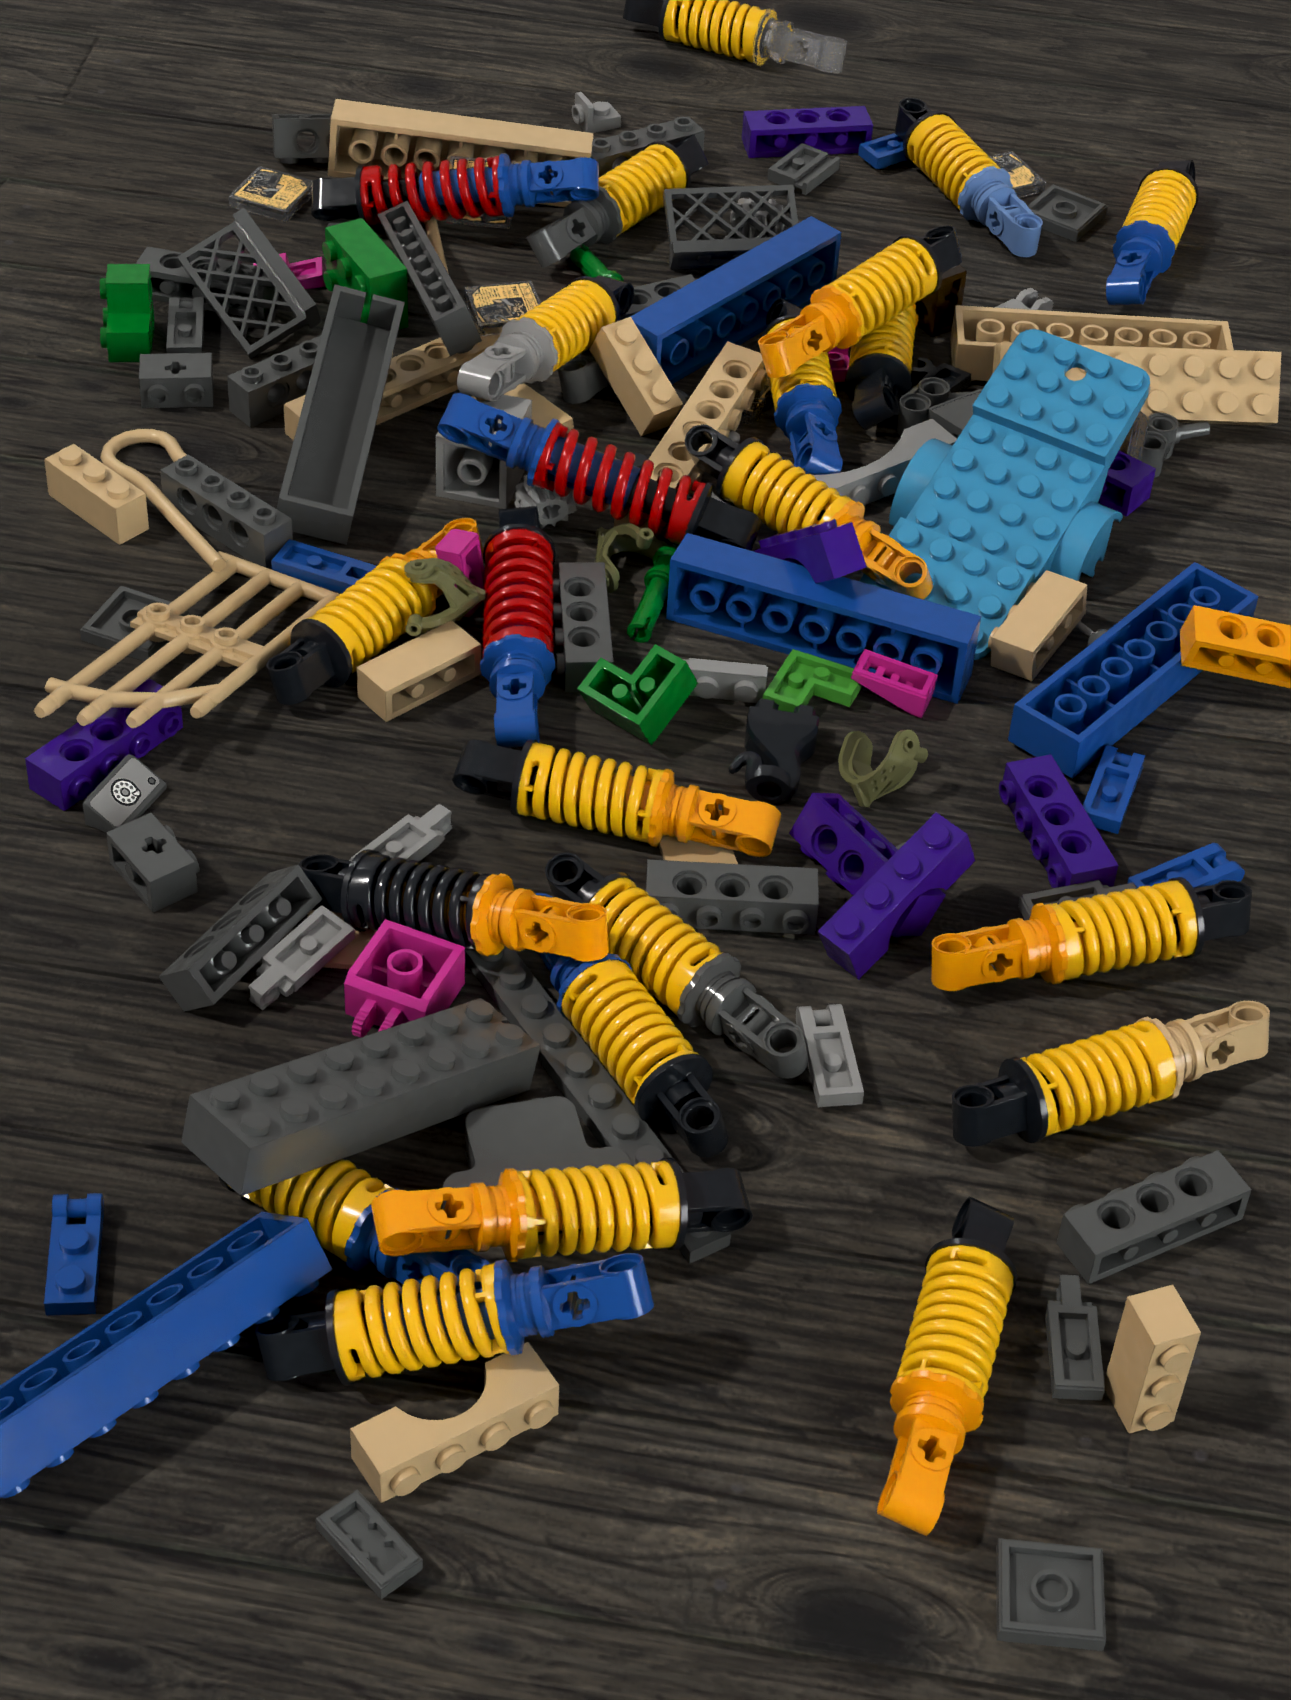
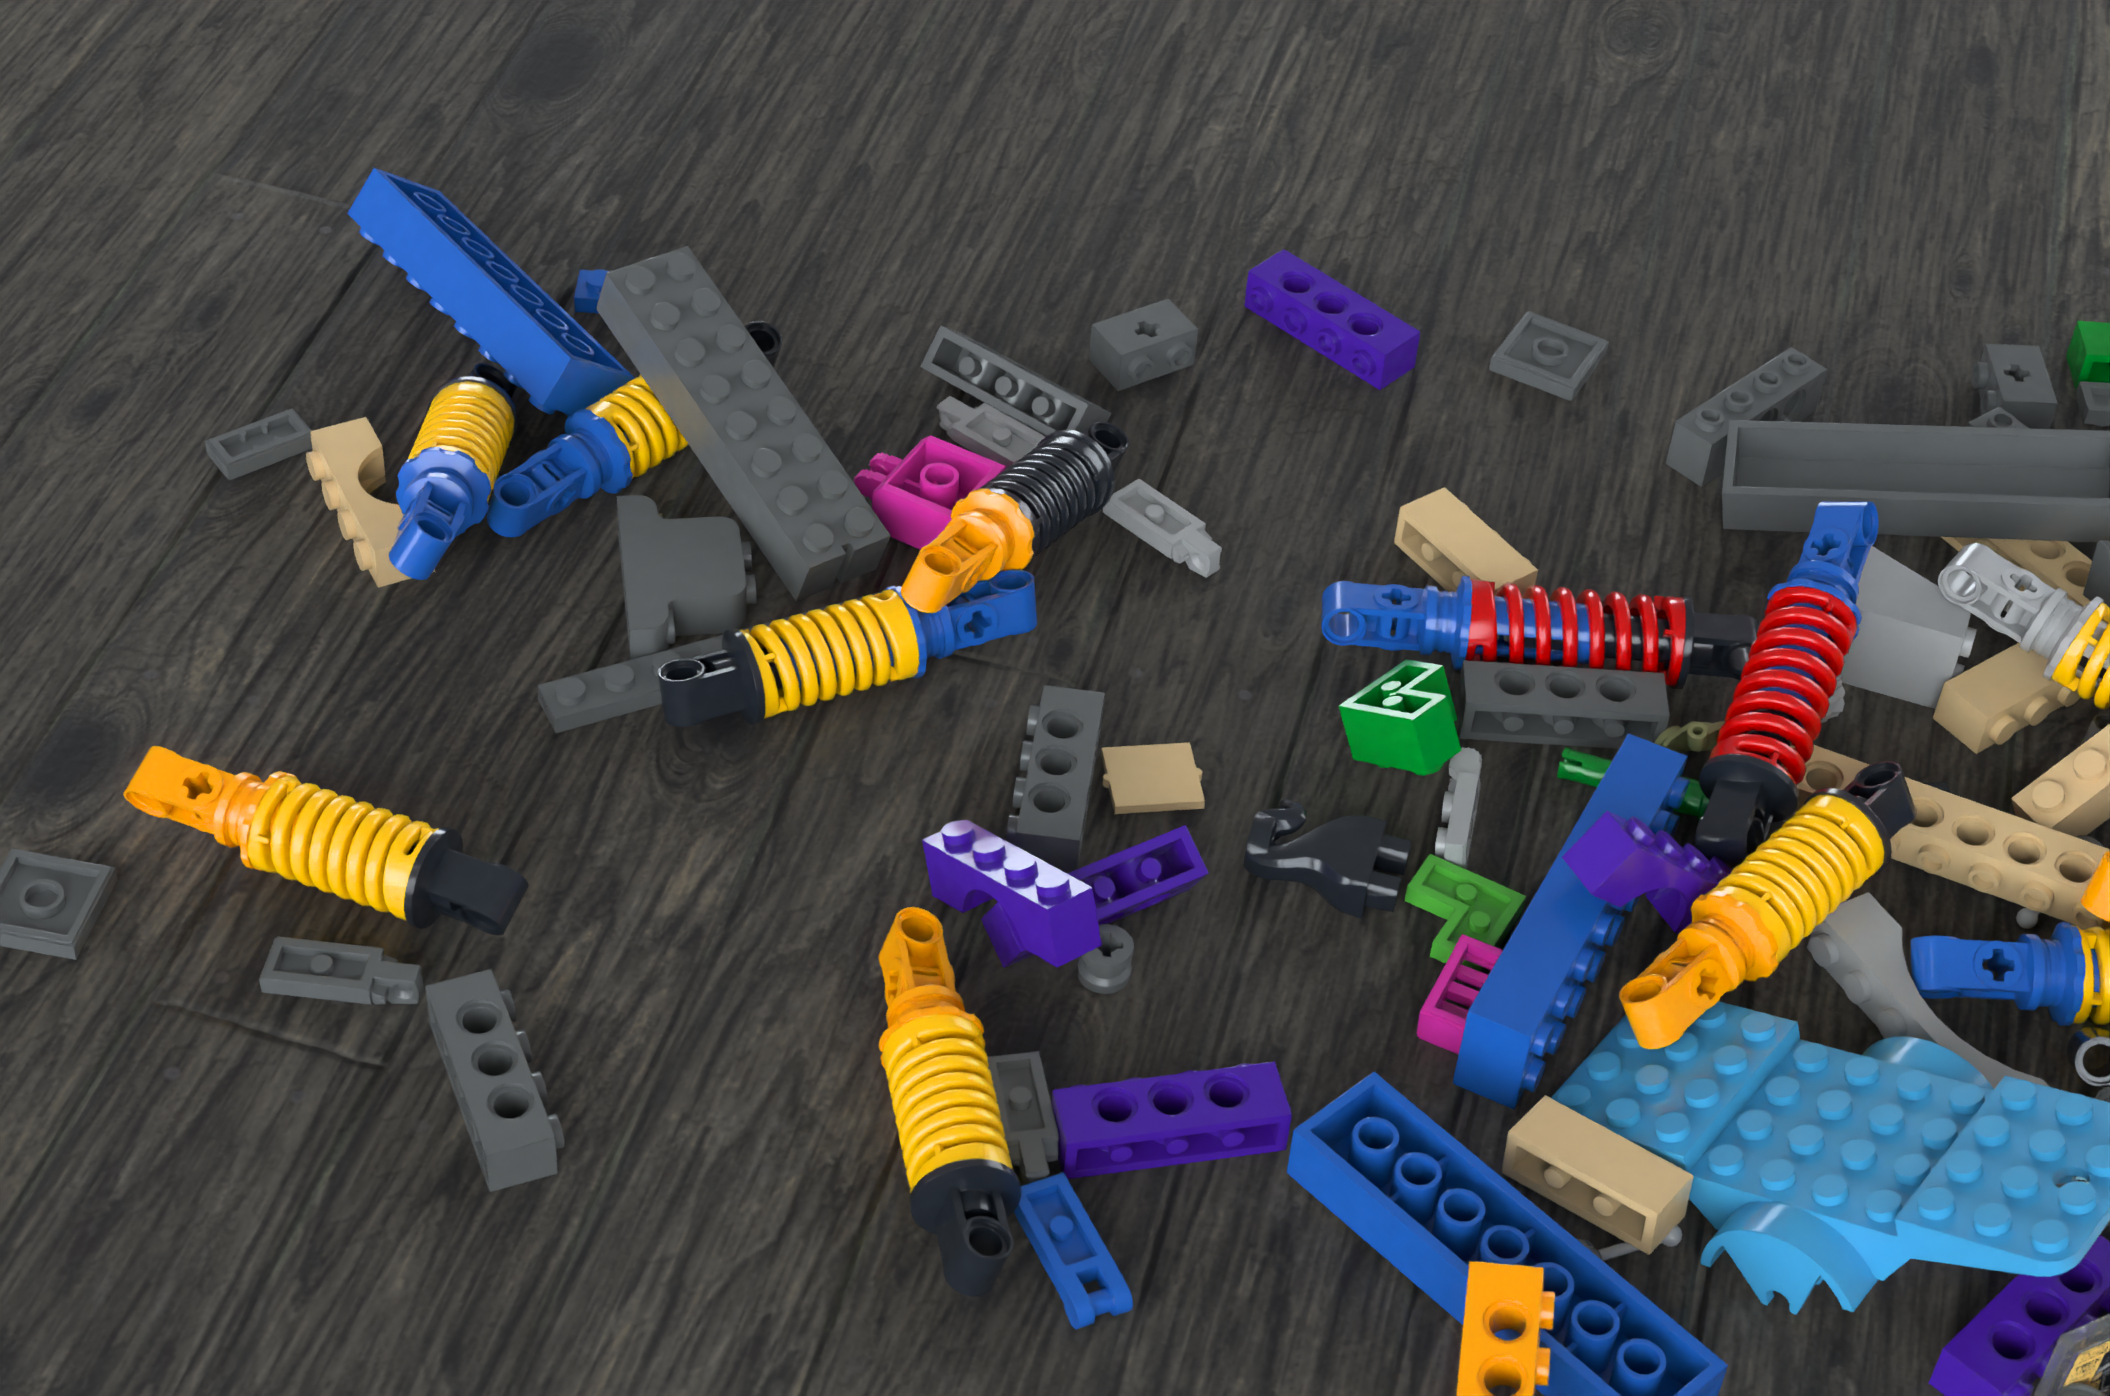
camera: 95 degrees right, 0 degrees up
(96, 494) = (1765, 319): tan brick -> none
(122, 795) = (1253, 333): slope -> none
(153, 493) = (1822, 354): tan piece -> none
(191, 636) = (1493, 381): tan piece -> none
(319, 566) = (1654, 499): blue plate -> none
(357, 624) = (1554, 510): piece -> none
(445, 576) = (1580, 530): olive helmet -> none
(464, 551) = (1641, 557): dark pink slope -> none
(565, 1211) = (566, 563): piece -> none
(613, 799) = (1216, 683): piece -> none
(682, 966) = (935, 699): piece -> none
(830, 1056) = (802, 835): light grey plate -> none
(889, 775) = (1286, 942): olive helmet -> none
(1106, 1074) = (704, 1068): piece -> none
(1113, 788) = (1258, 1205): blue plate -> none
(1151, 1359) = (242, 976): tan brick -> none

